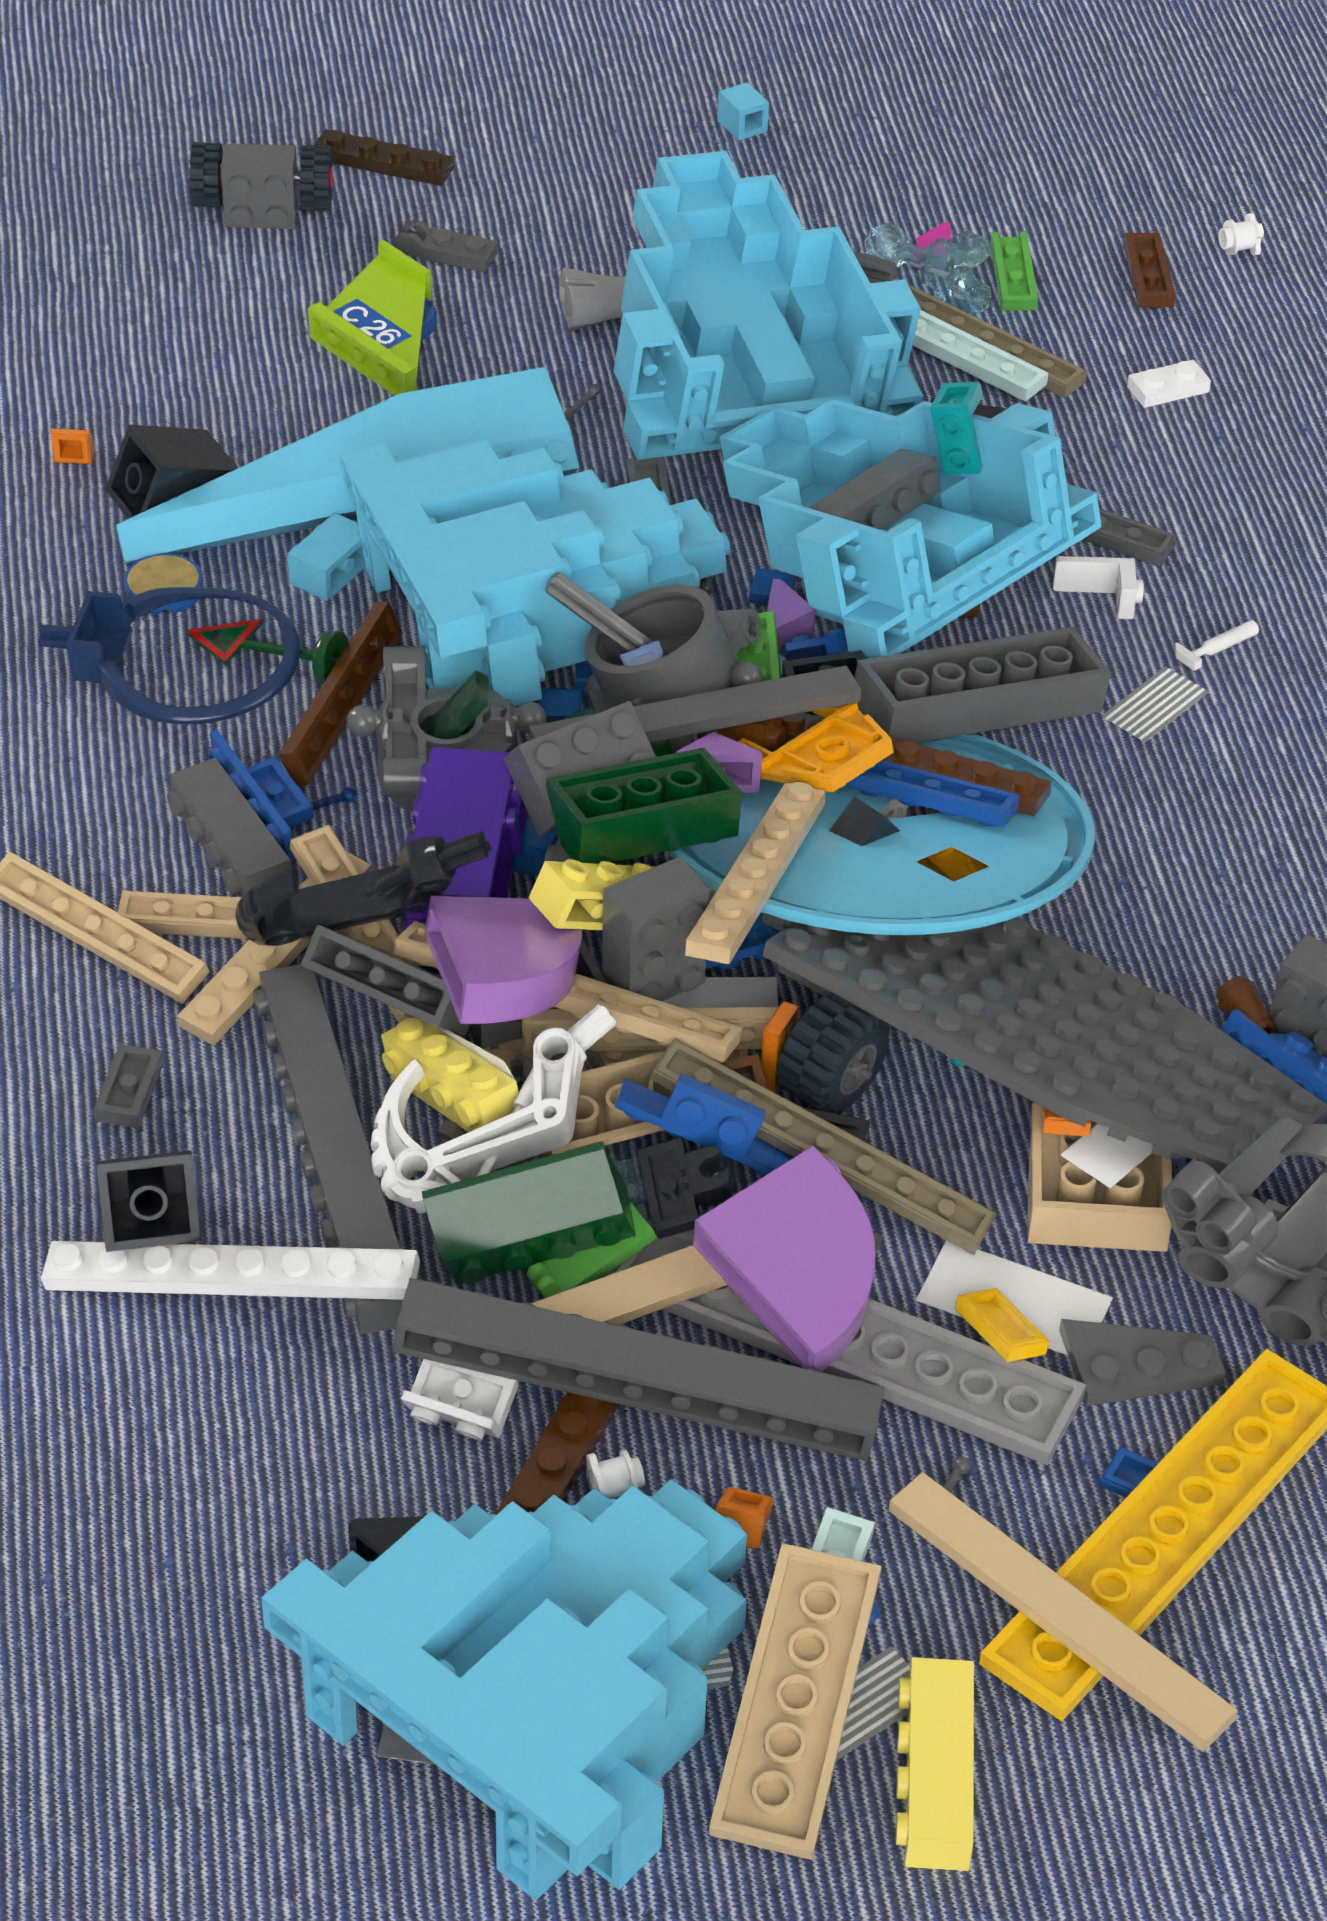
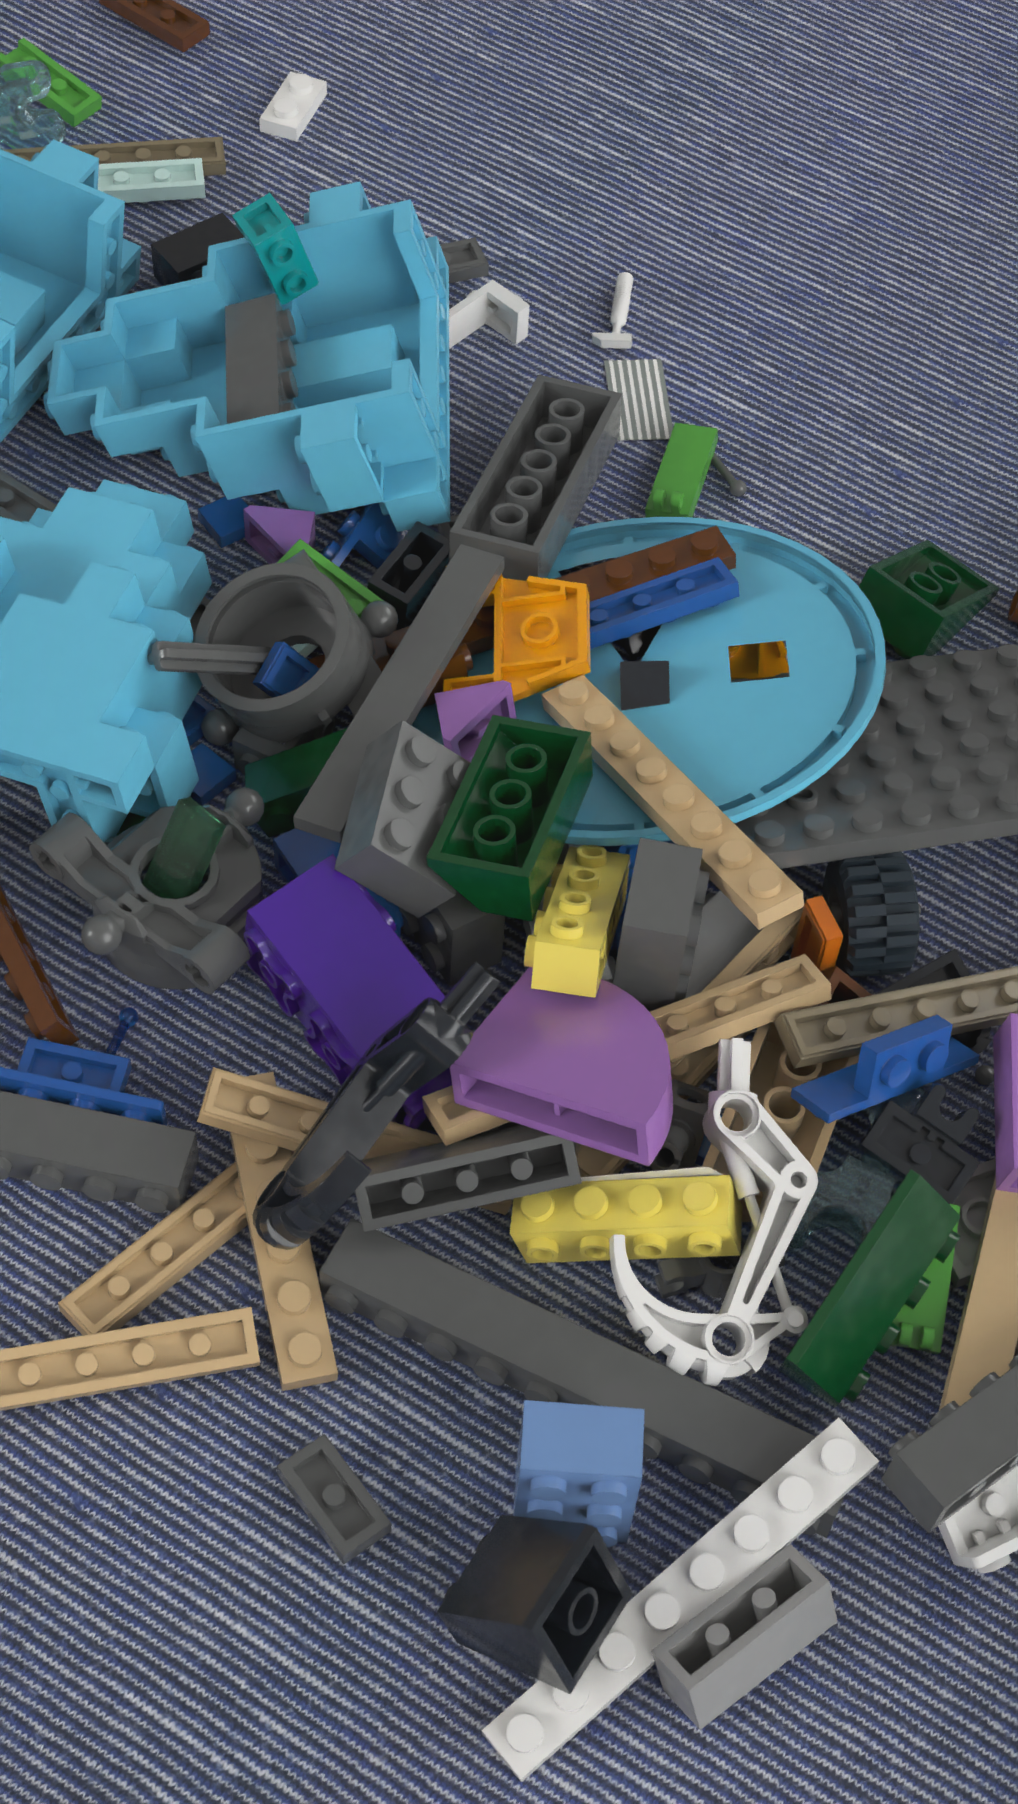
camera: 50 degrees left, 10 degrees up
(233, 1315) = (745, 1636): none -> light grey brick
(243, 1155) = (580, 1465): none -> medium blue brick
(1110, 759) = (682, 471): none -> bright green hinge
(1158, 755) = (737, 487): none -> dark grey hinge
(1166, 936) = (924, 598): none -> dark green slope

